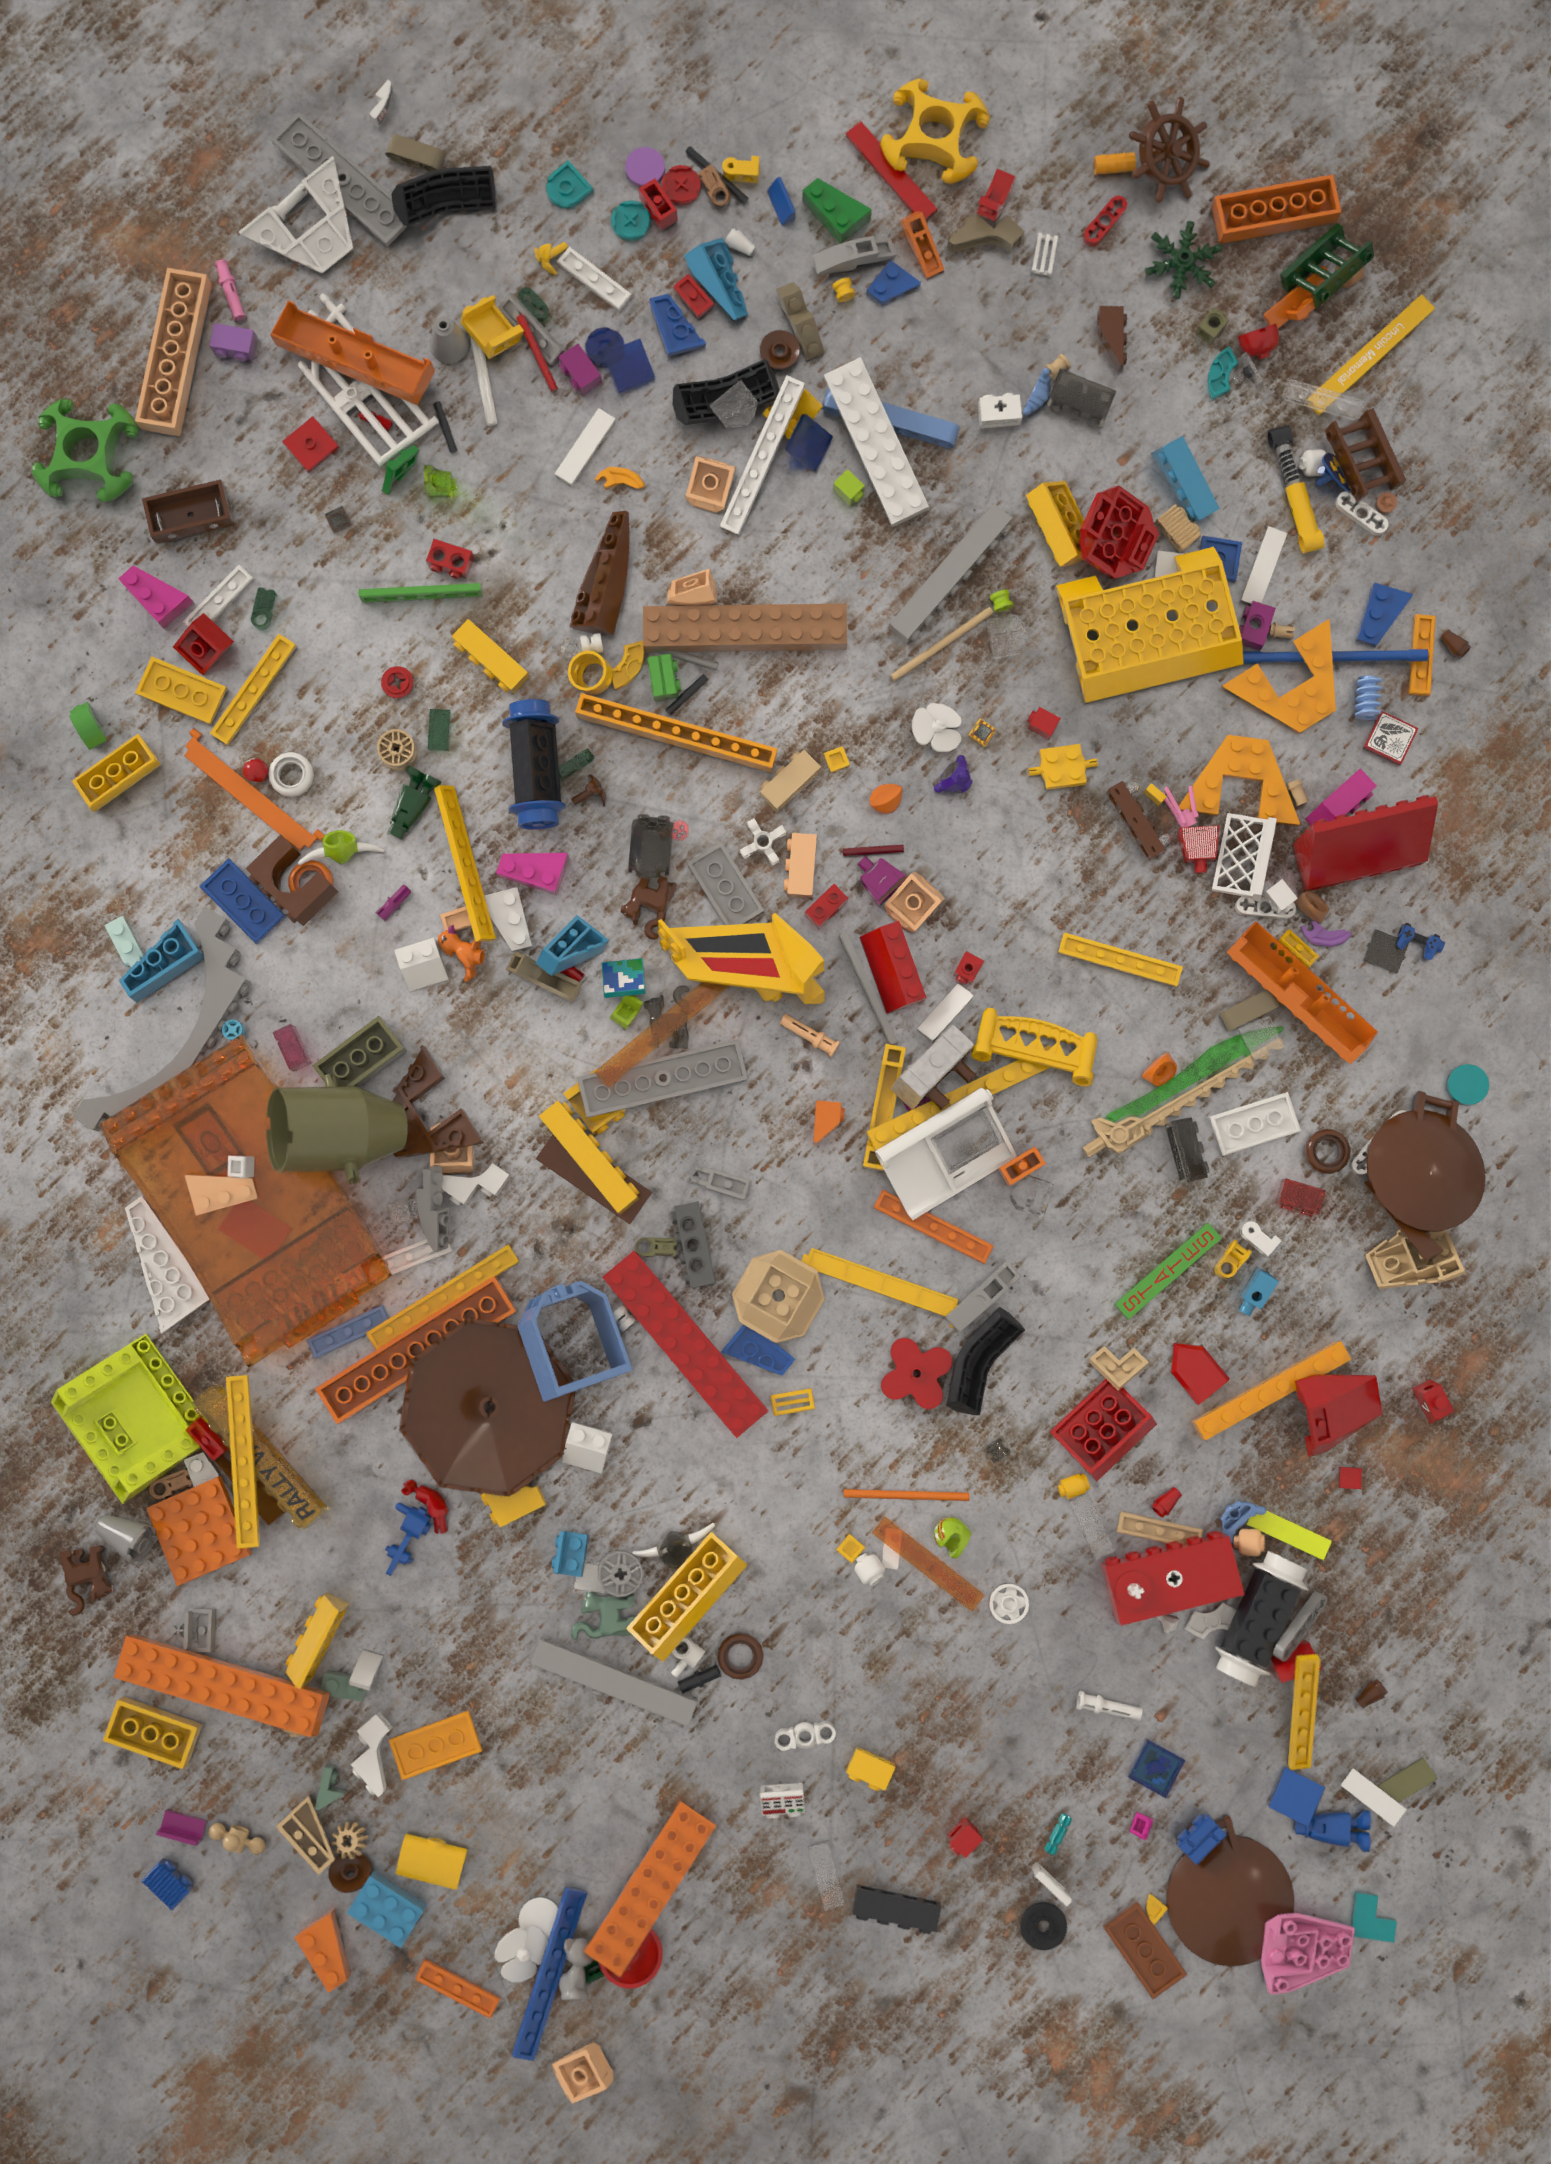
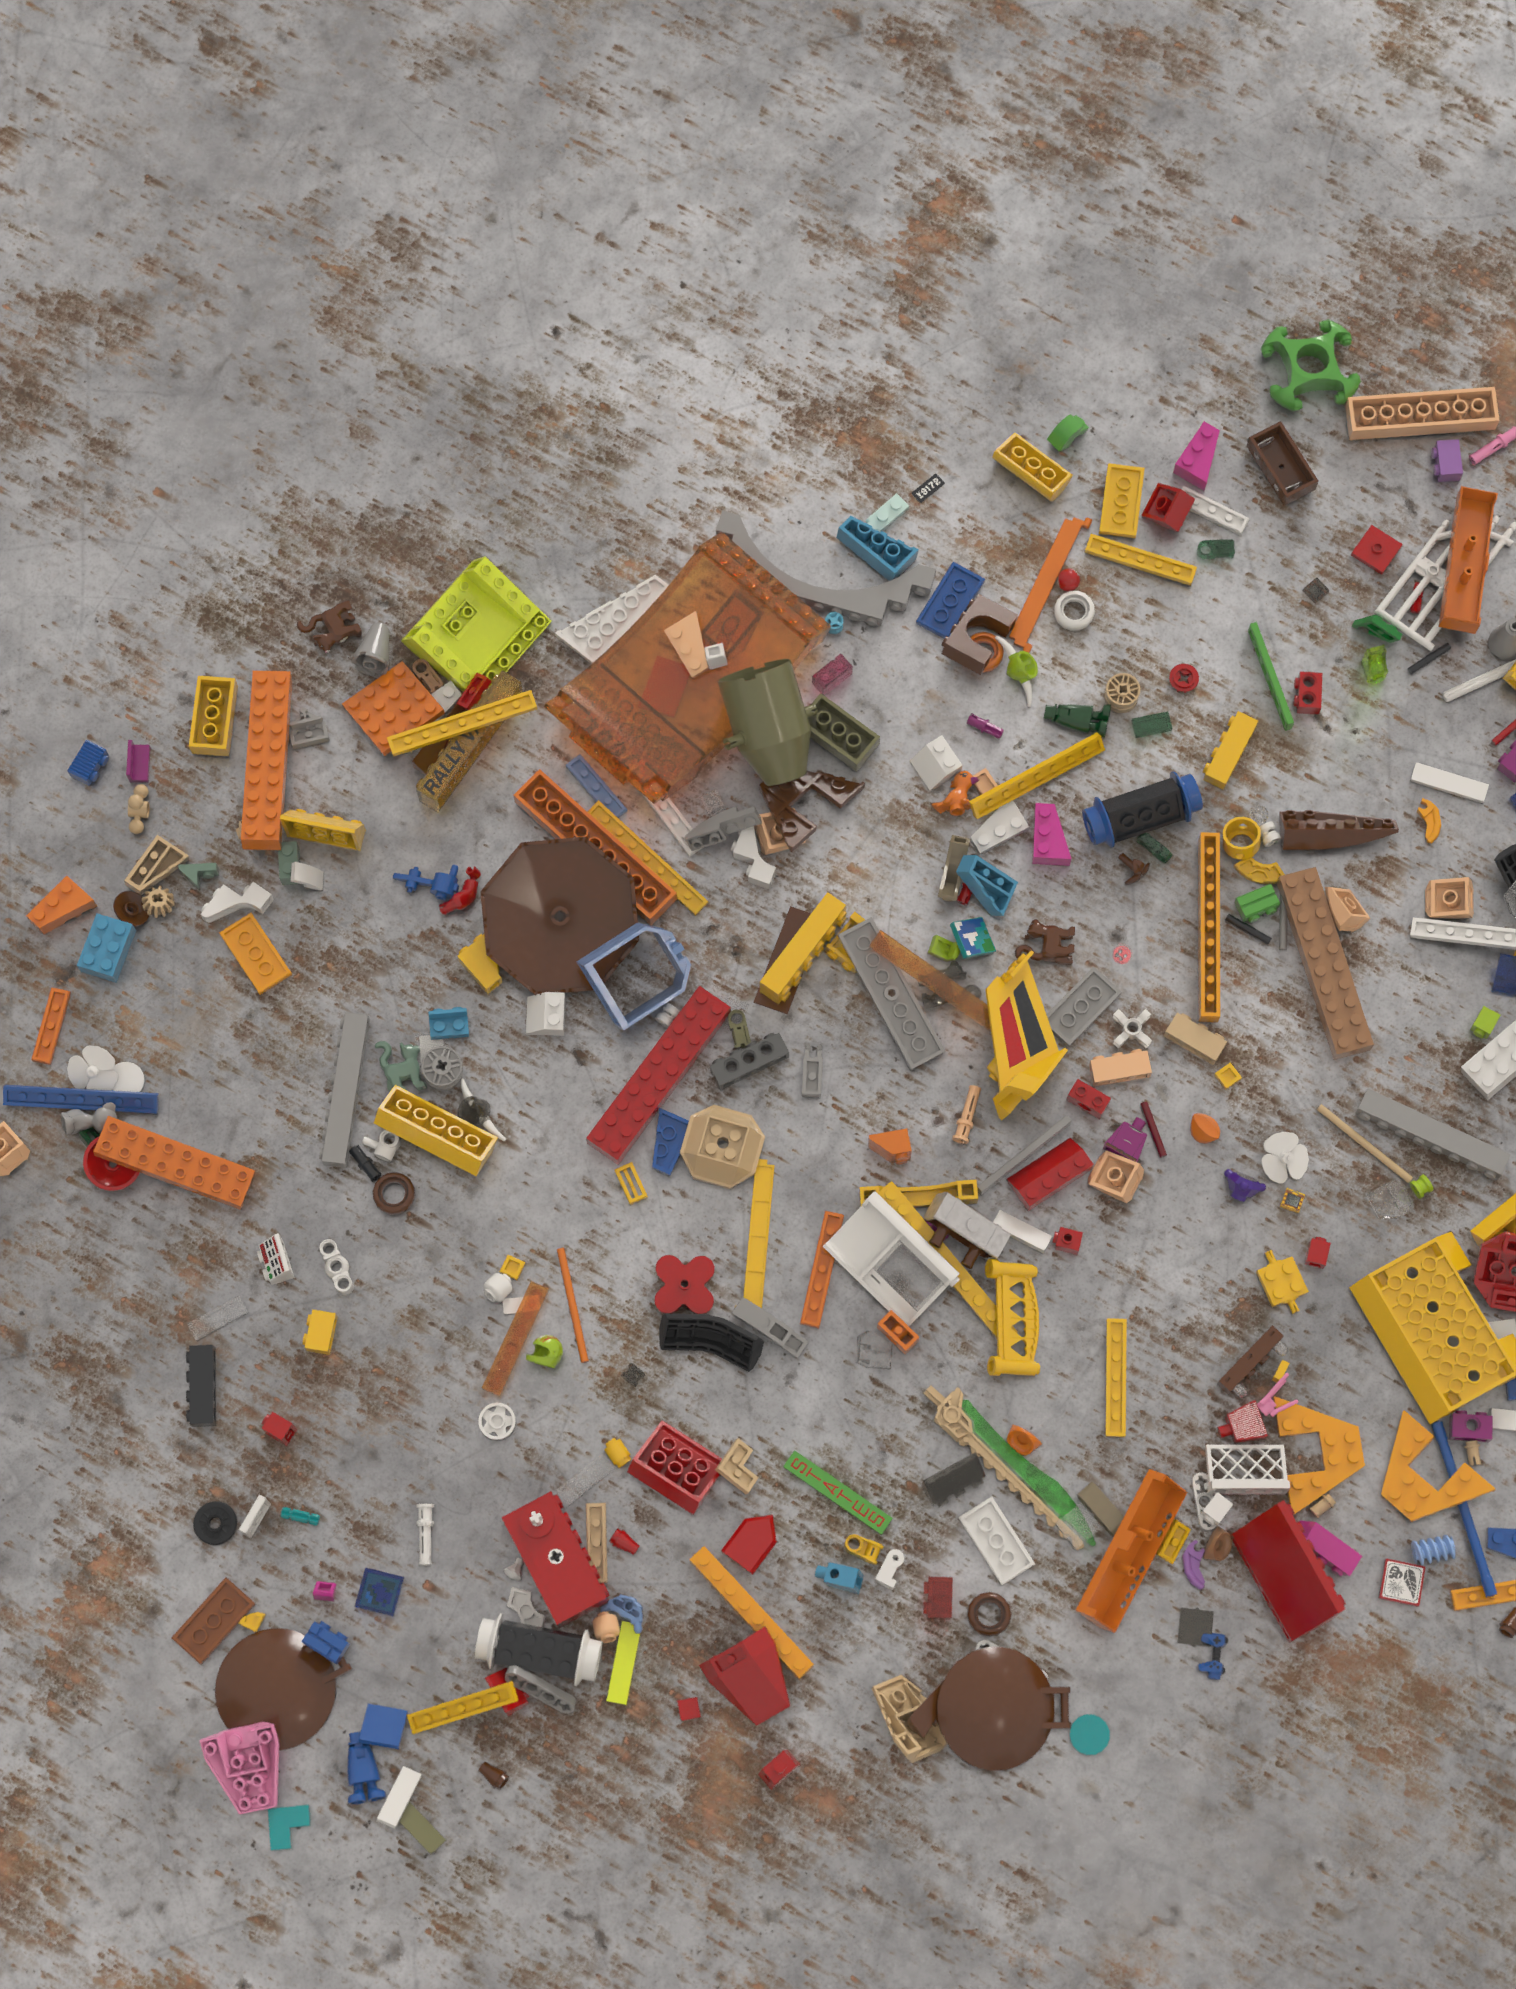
camera: 75 degrees right, 10 degrees down
(107, 890) = (928, 488): none -> black sticker
(431, 1861) = (155, 974): yellow panel -> none
(651, 846) = (1098, 930): clear smoke brick -> none

